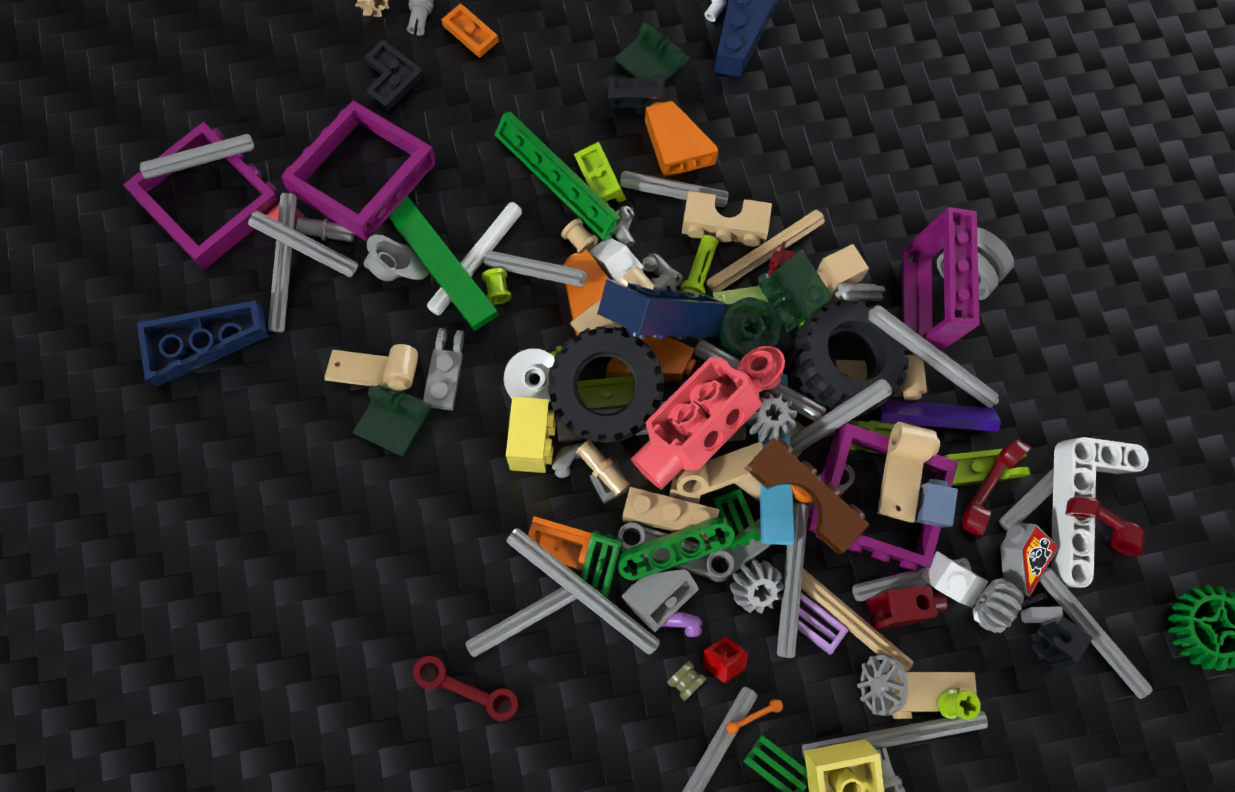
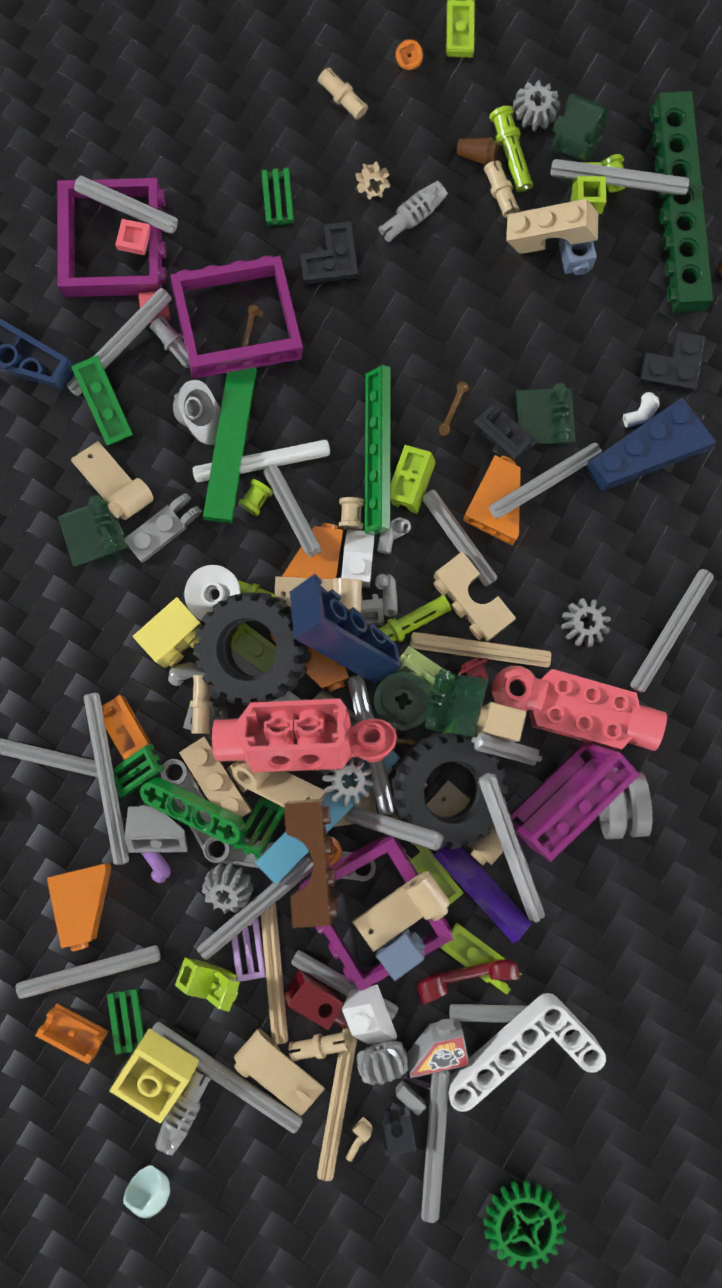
camera: 45 degrees right, 10 degrees up
(225, 173) = (133, 237): none -> coral plate
(295, 55) = (275, 176): none -> green tile
(303, 243) = (143, 341): light grey axle -> none
(309, 313) = (102, 400): none -> green plate
(365, 160) = (252, 310): none -> clear orange hinge
(470, 30) = (425, 270): orange plate -> none
(588, 125) = (444, 429): none -> clear orange hinge
(653, 710) = (78, 904): none -> orange slope
(686, 680) = (120, 905): olive wheel -> none
(698, 96) = (544, 481): none -> light grey axle
(725, 659) = (161, 915): red slope -> none
(774, 706) = (165, 978): orange hinge -> none
(814, 672) = (208, 982): none -> lime brick
(820, 168) = (594, 618): none -> light grey gear
(881, 222) = (582, 709): none -> coral brick
(882, 126) = (671, 631): none -> light grey axle
(883, 685) = (248, 1035): light grey wheel -> none
(940, 640) = (319, 1046): none -> tan pin
(959, 704) = (283, 1101): lime bush -> none
(996, 674) = (336, 1110): none -> tan axle
(1035, 675) = (363, 1130): none -> tan hand
(1126, 536) = (529, 1102): dark red piece -> none

